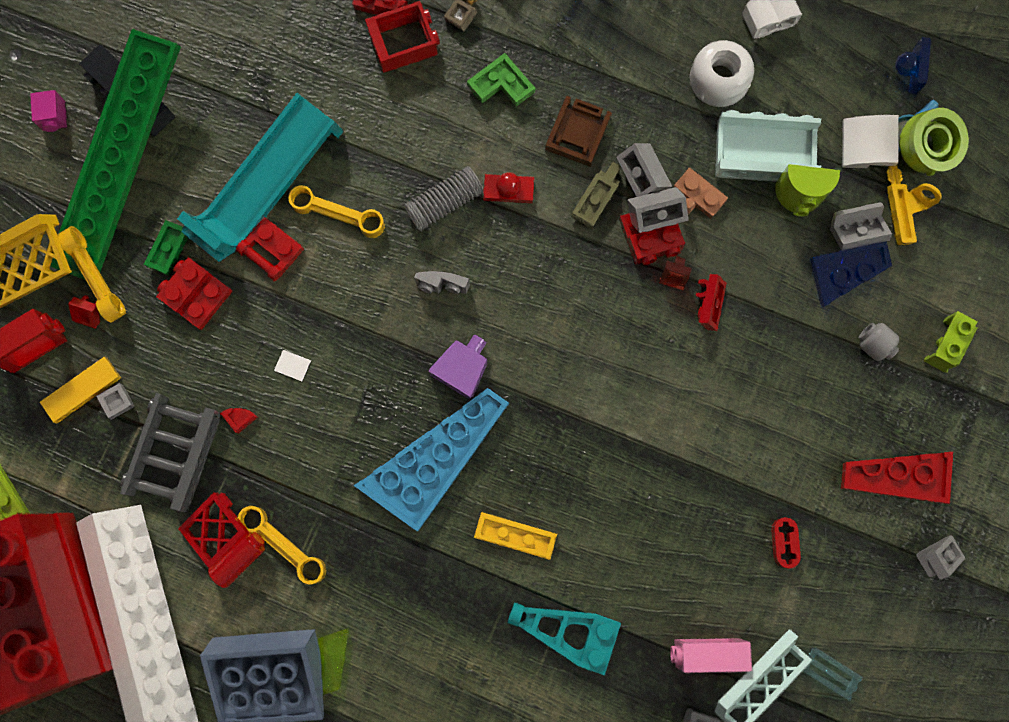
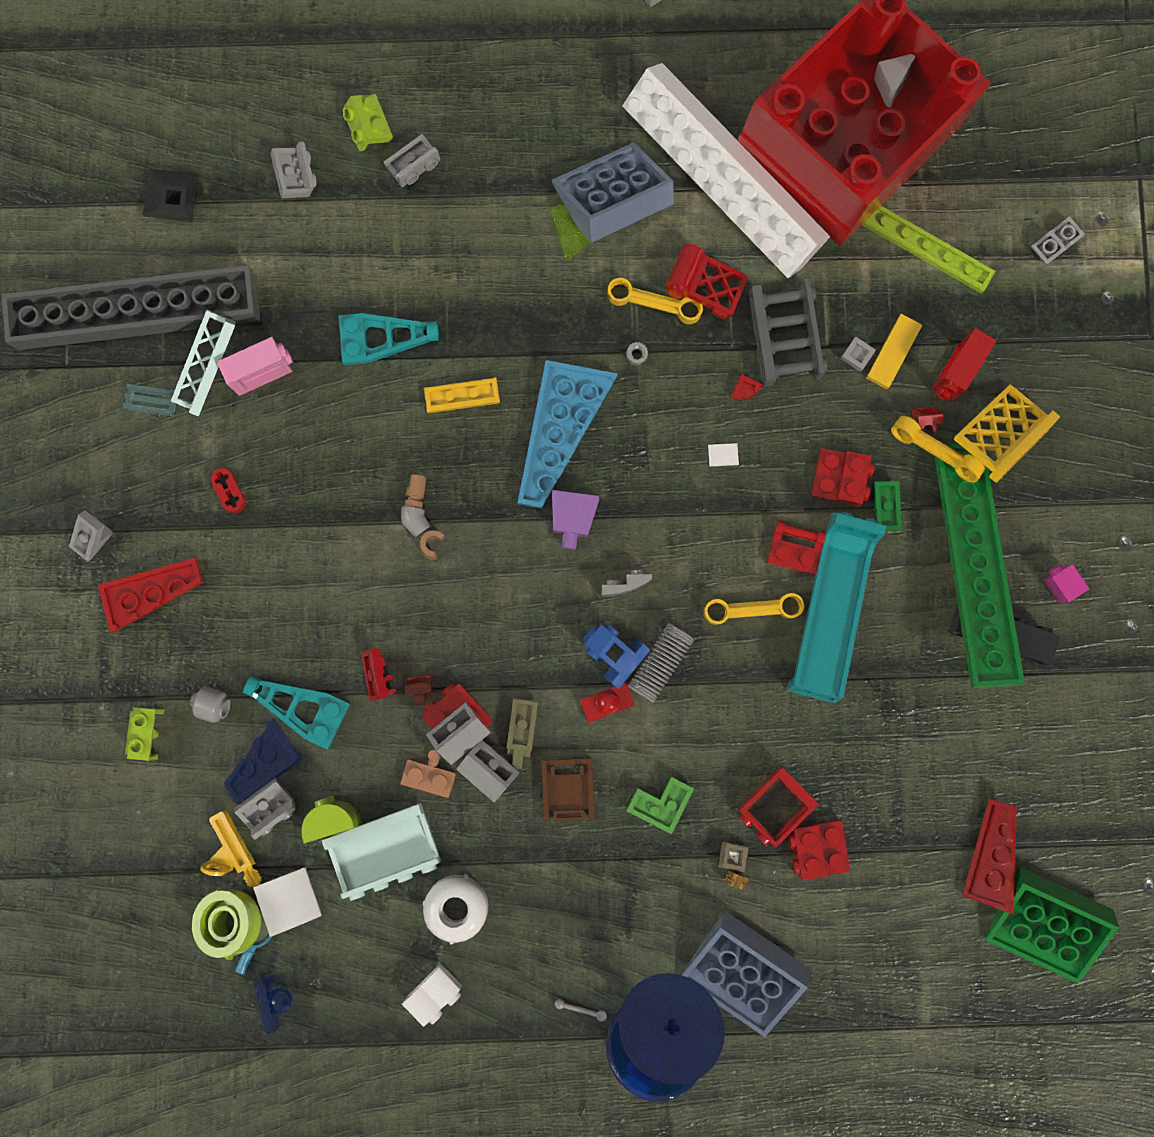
camera: 150 degrees right, 5 degrees up
(317, 499) = (642, 348): none -> light grey axle
(489, 237) = (598, 643): none -> blue tile
(614, 432) = (413, 516): none -> medium nougat piece
(777, 279) = (326, 722): none -> teal plate

